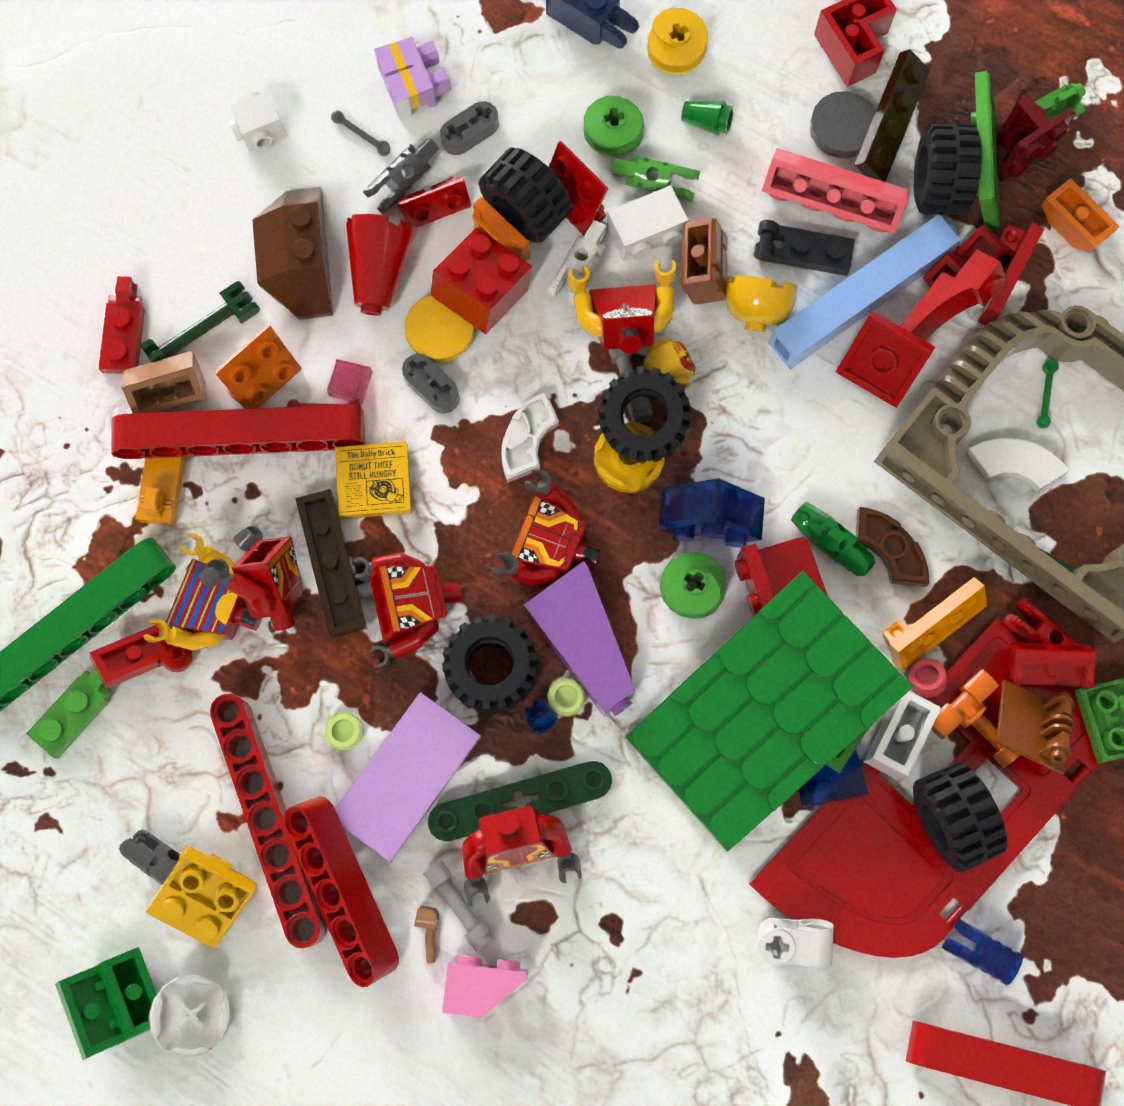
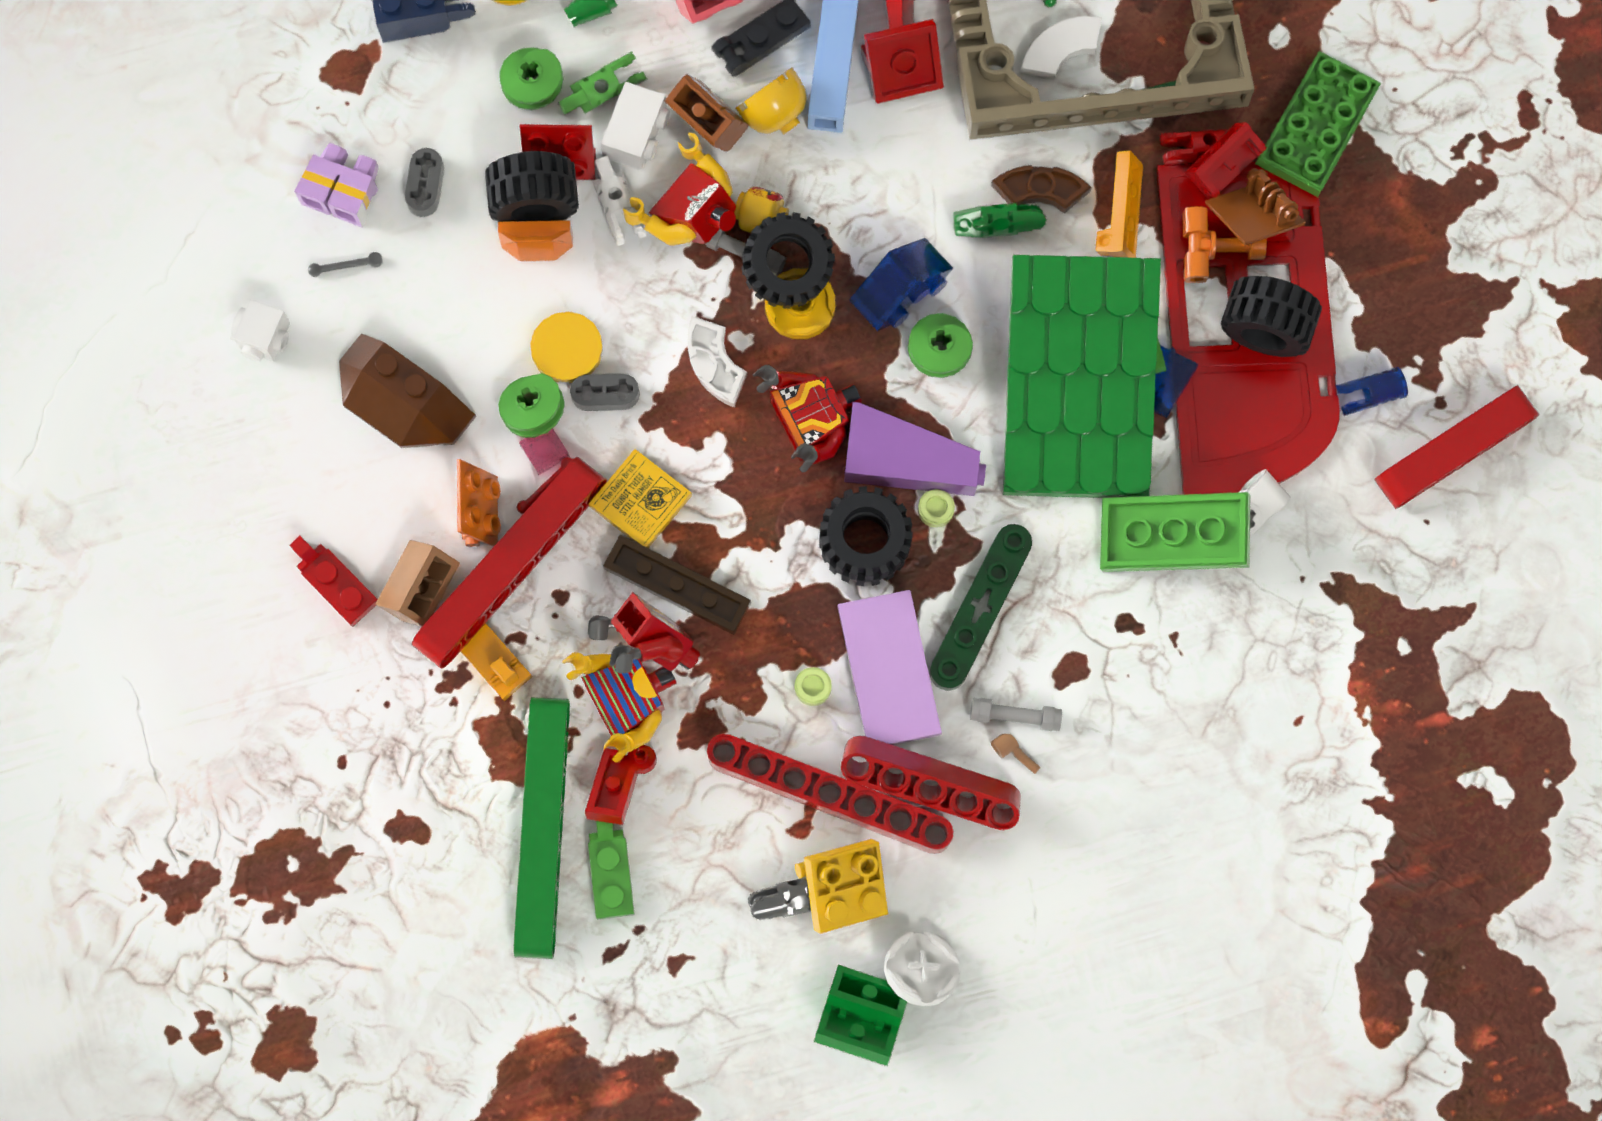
camera: 50 degrees left, 0 degrees up
(235, 304) = (382, 569): dark green hinge -> none
(370, 343) = (531, 405): none -> bright green piece
(377, 259) = (472, 342): red cone -> none
(407, 601) = (761, 552): red torso -> none
(413, 162) = (415, 263): dark grey hinge -> none
(435, 204) = (467, 247): red hinge -> none
(478, 988) = (1088, 749): bright pink slope -> none
(480, 280) = (564, 282): red brick -> none
(512, 841) = (1007, 633): red torso -> none
(540, 716) = (933, 537): clear blue hinge -> none
(715, 901) = (1175, 532): none -> bright green plate
(773, 568) = (984, 282): red bracket -> none
(902, 735) = (1183, 304): white brick -> none
(927, 678) = (1156, 246): coral tile -> none

